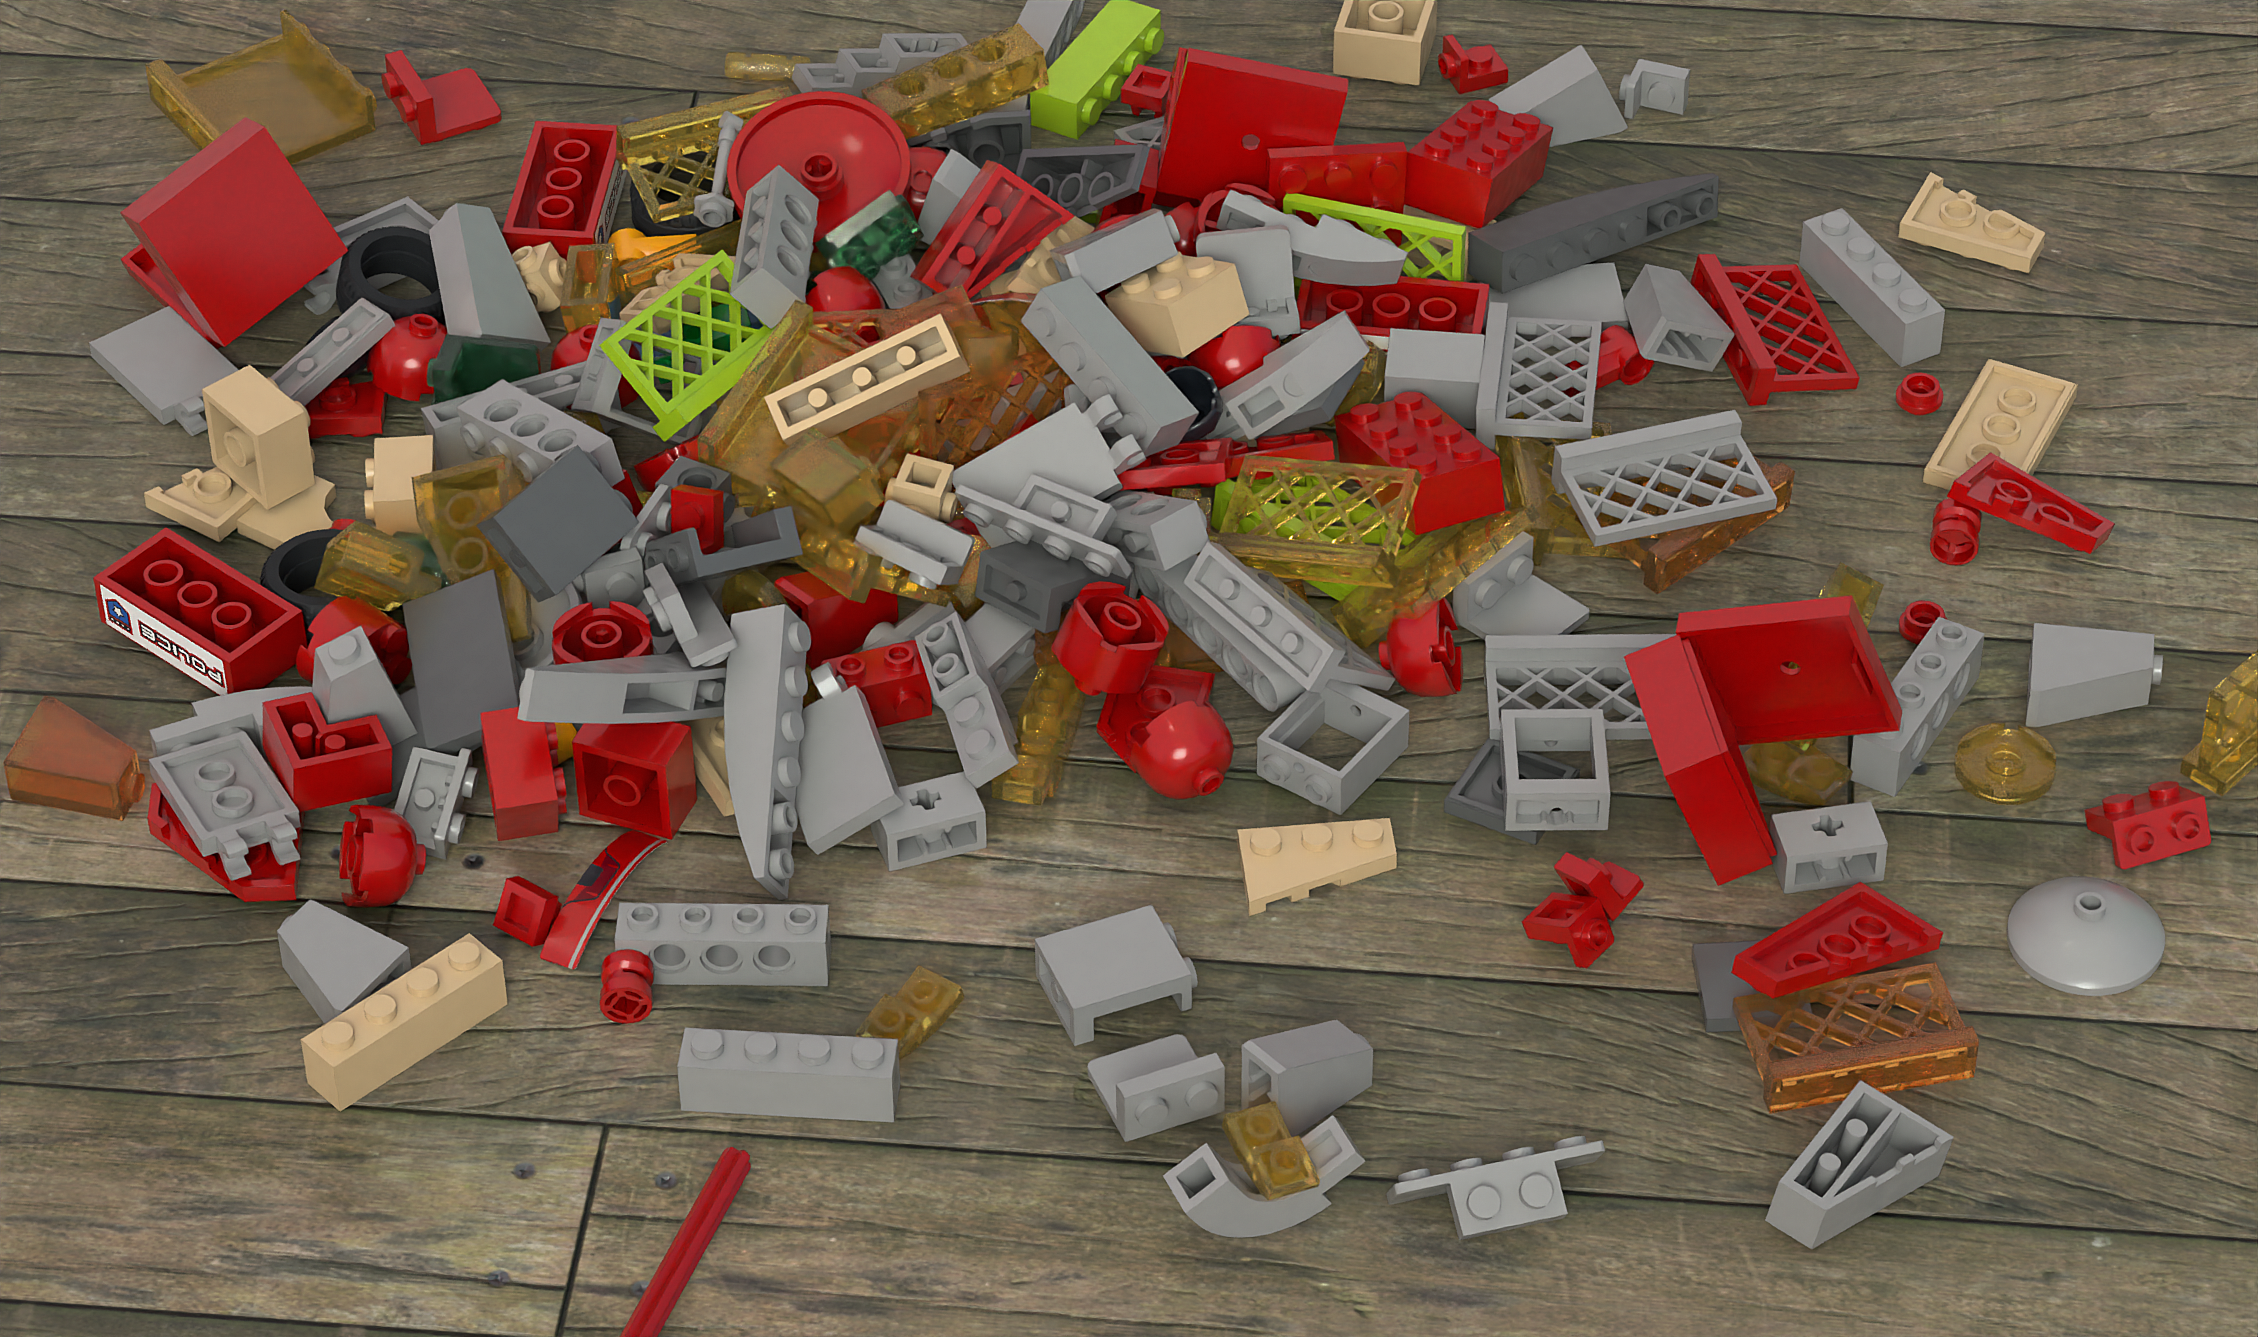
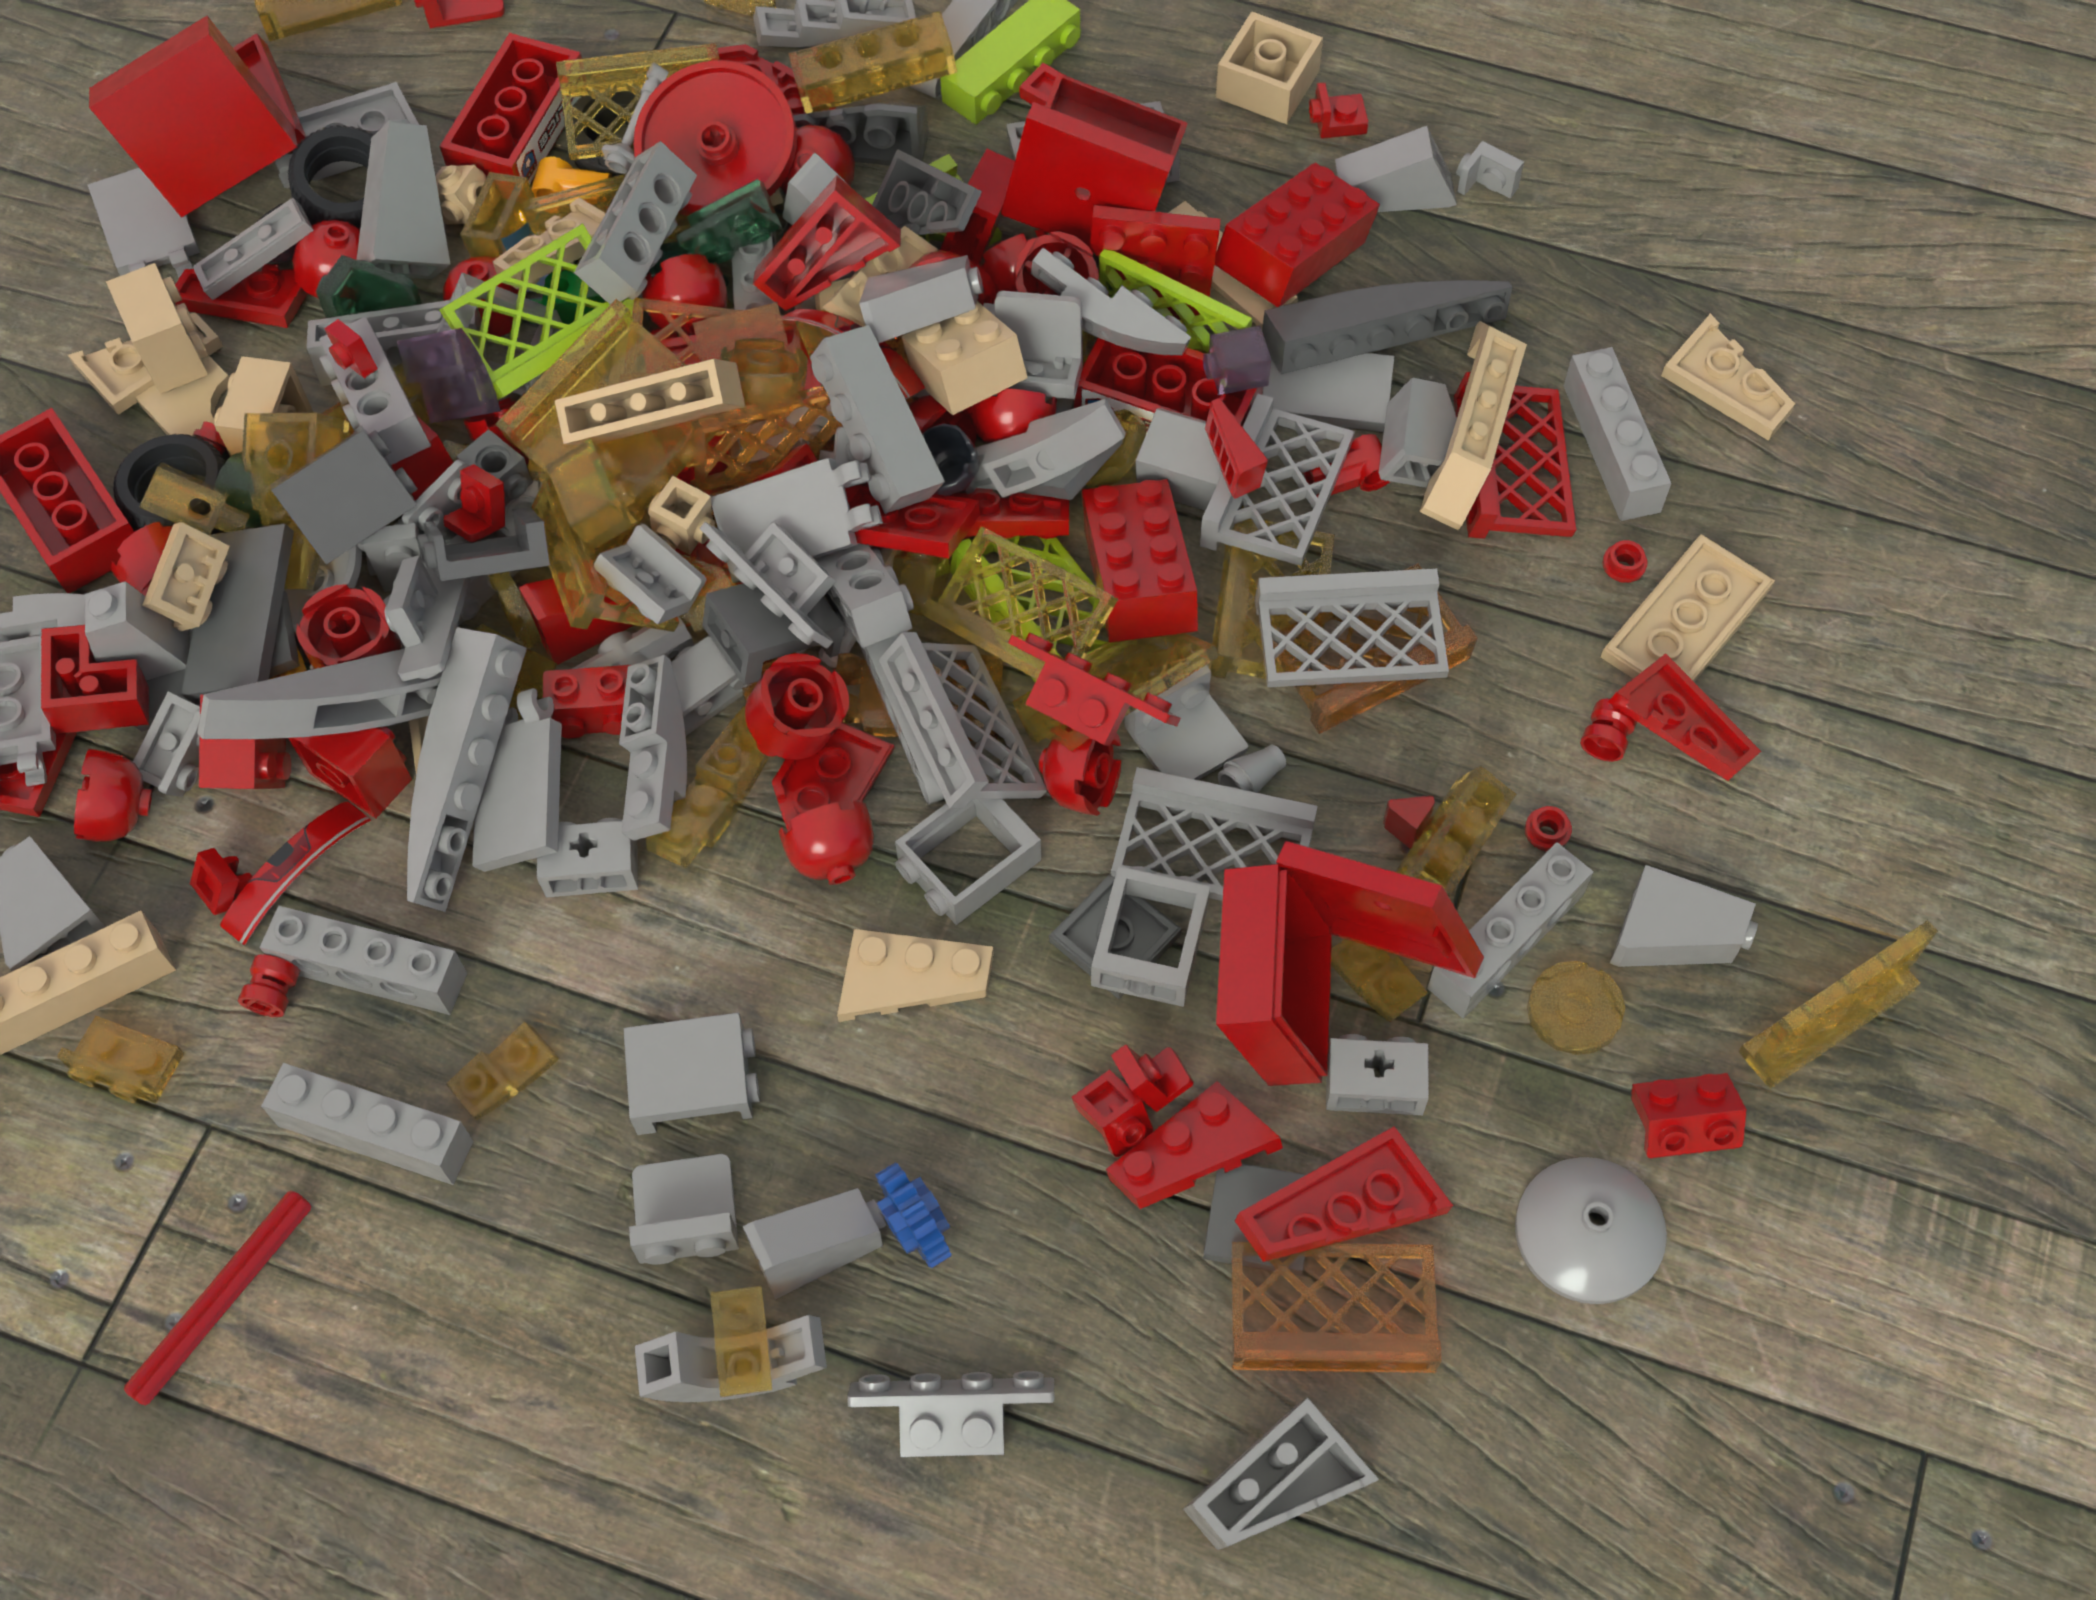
camera: 15 degrees right, 20 degrees up
(410, 628) = (187, 576): none -> tan bracket
(488, 1082) = (122, 1059): none -> clear yellow bracket
(513, 396) = (349, 349): none -> red plate
(624, 406) = (450, 375): none -> slope
(1403, 1028) = (913, 1215): none -> blue gear
(1419, 561) = (1082, 699): none -> red bracket
(1462, 270) = (1238, 360): none -> brick
(1508, 347) = (1235, 451): none -> red slope
(1609, 620) = (1252, 770): none -> light grey cone
(1659, 933) = (1197, 1140): none -> red wing
(1730, 296) = (1477, 427): none -> tan slope

